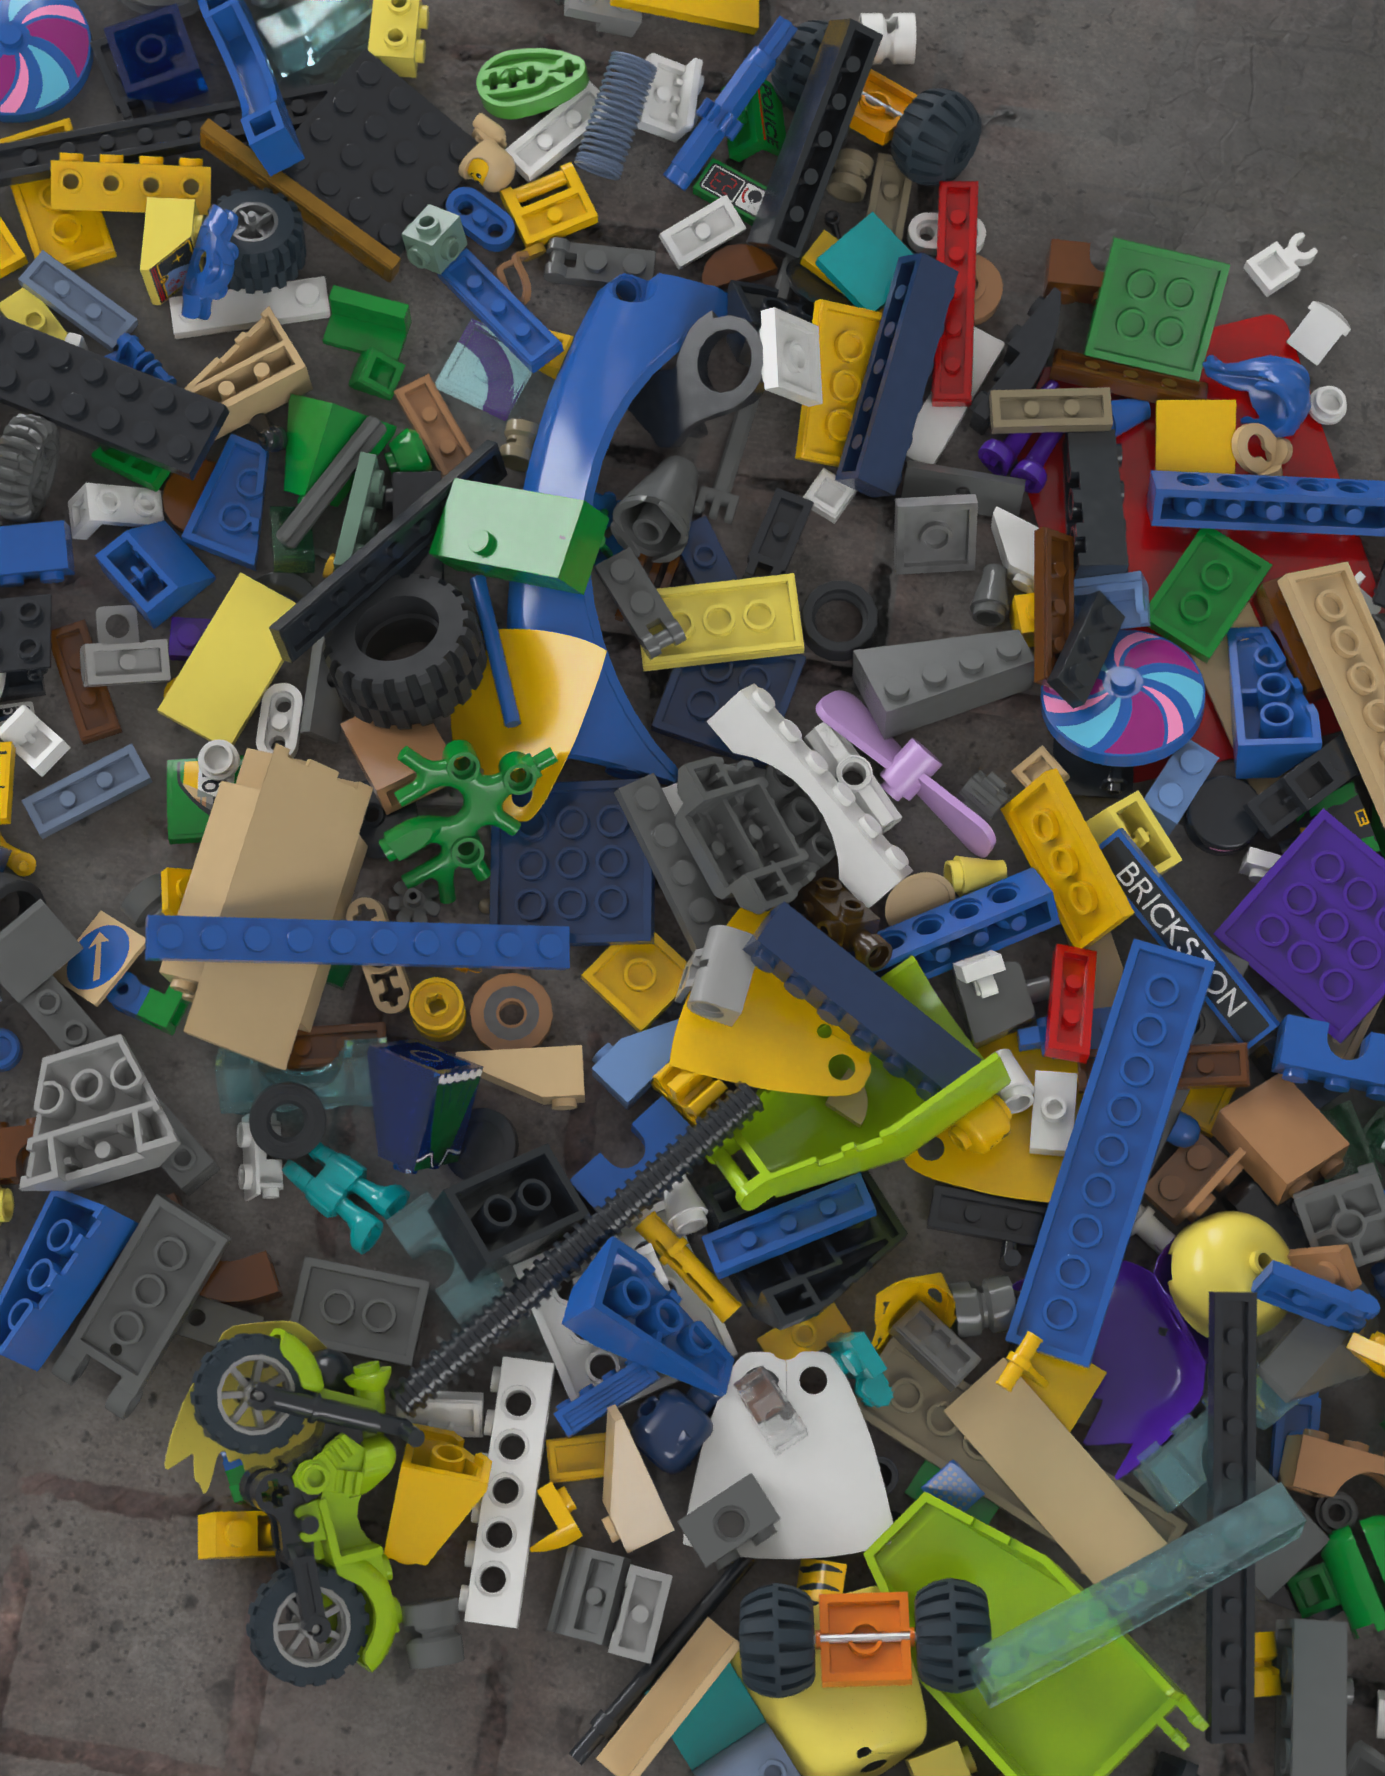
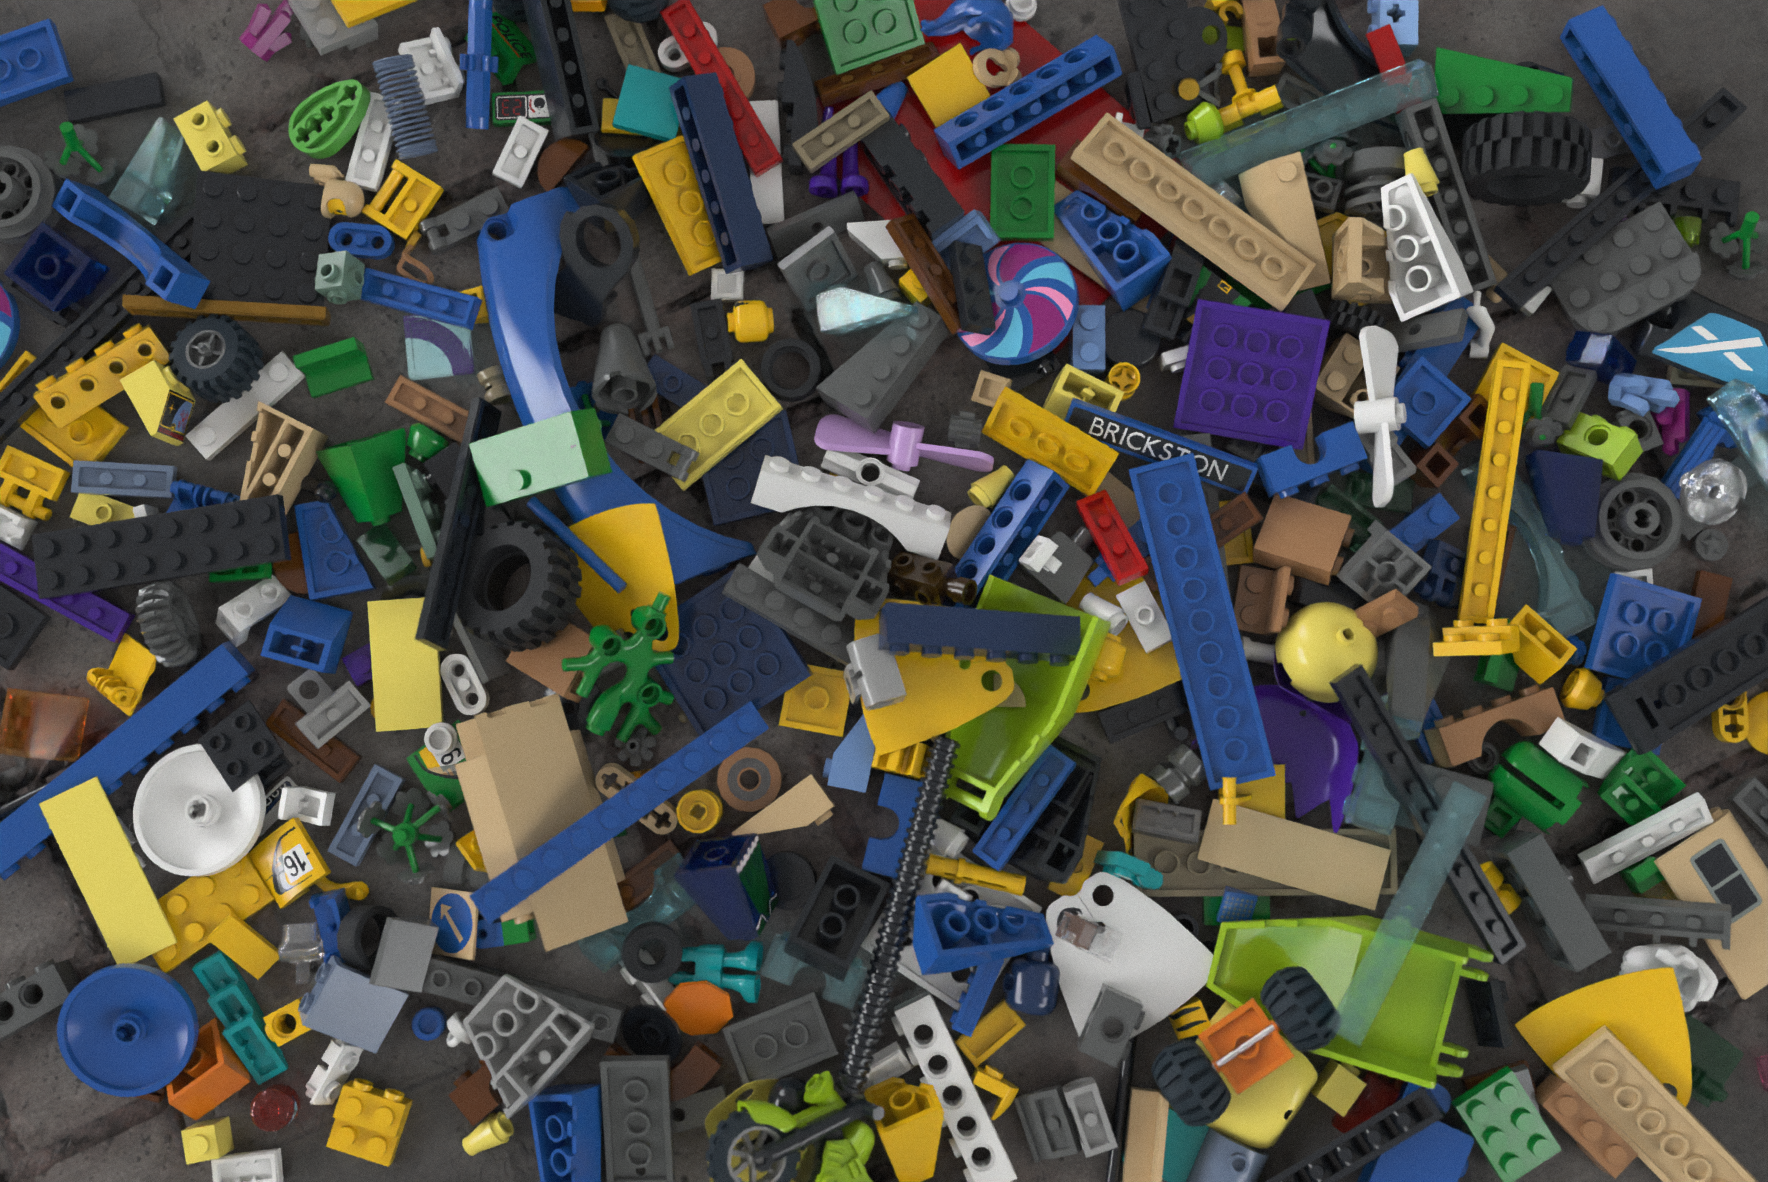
camera: 25 degrees left, 10 degrees up
(28, 1074) = (457, 1030): none -> white tile
(136, 814) = (401, 844): none -> dark grey plant
(212, 282) = (207, 410): blue piece -> none
(232, 1206) = (651, 1032): none -> black dish
(295, 1217) = (699, 1007): none -> orange piece
(330, 483) = (386, 500): dark grey axle -> none
(376, 374) = (364, 397): green slope -> none
(628, 1491) = (1035, 1046): tan slope -> none
(791, 357) = (643, 211): white plate -> none
(829, 544) = (750, 321): none -> yellow head
(849, 180) = (594, 43): dark tan wheel -> none
(943, 597) = (850, 310): none -> clear light blue slope
(1184, 1131) = (1237, 573): blue hinge -> none
(1193, 848) = (1124, 377): none -> yellow wheel
(1314, 1297) = (1395, 638): blue hinge -> none

